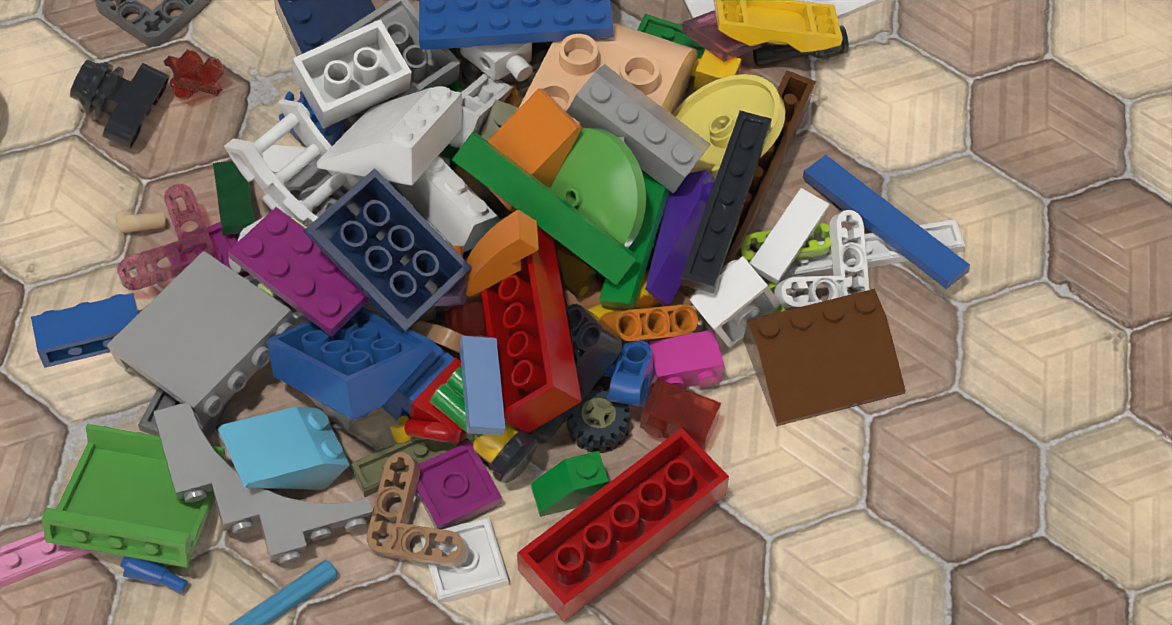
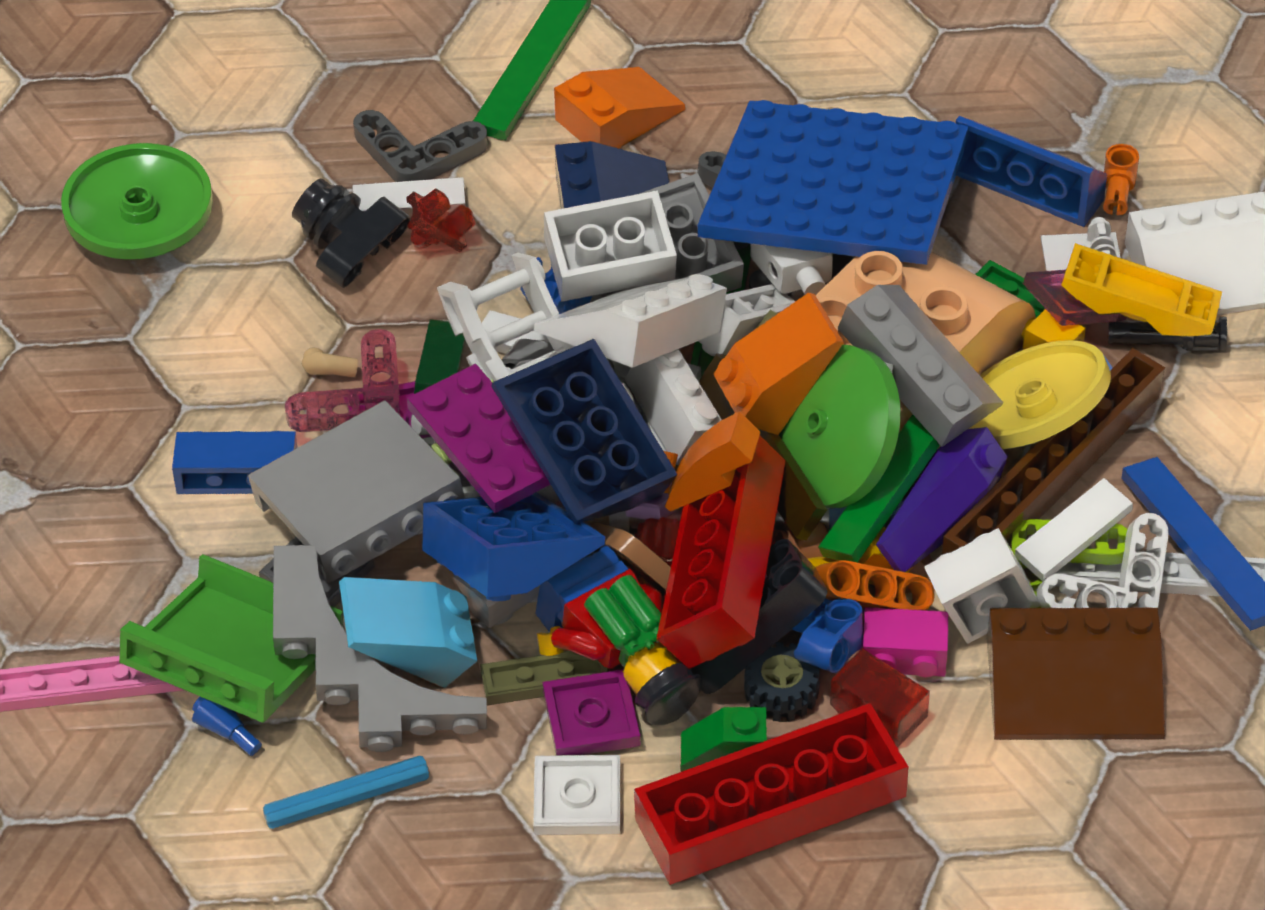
camera: 20 degrees right, 10 degrees down
(157, 52) = (398, 191): none -> white tile
(401, 531) = (514, 739): medium nougat beam -> none
(482, 385) = (646, 598): medium blue tile -> none
(546, 207) = (780, 426): green tile -> none
(726, 202) = (998, 465): black plate -> none

